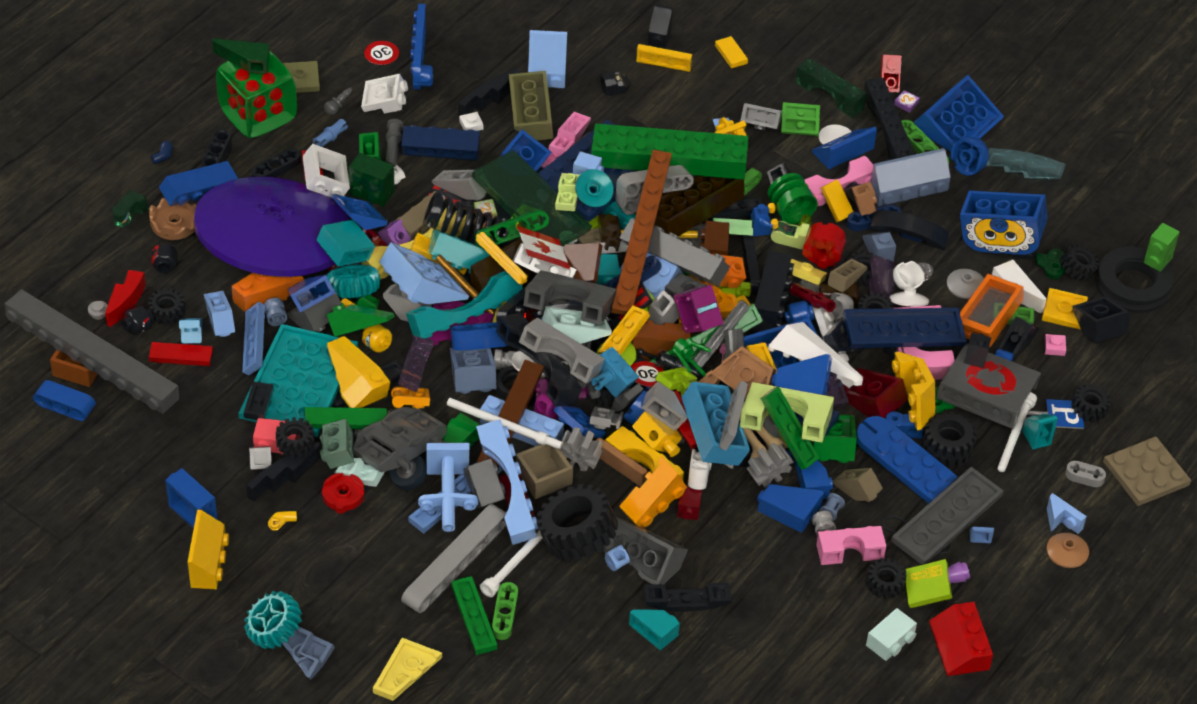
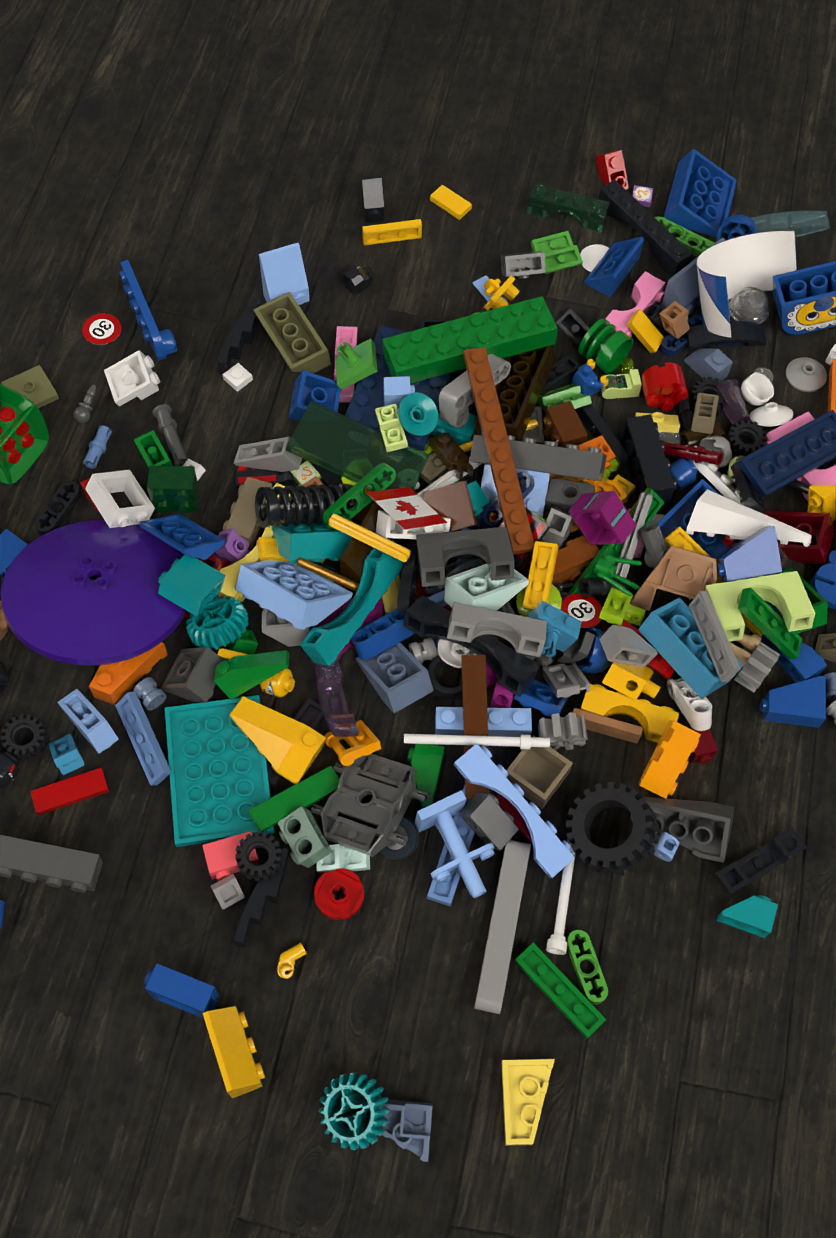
camera: 25 degrees left, 15 degrees up
(258, 400) = (192, 822): black plate -> none
(311, 291) = (182, 662): blue slope -> none
(441, 142) = (222, 414): dark blue brick -> none
(568, 139) = (355, 363): none -> bright green tile
(938, 177) = (737, 265): none -> white sticker
(945, 213) = (749, 305): none -> clear cone

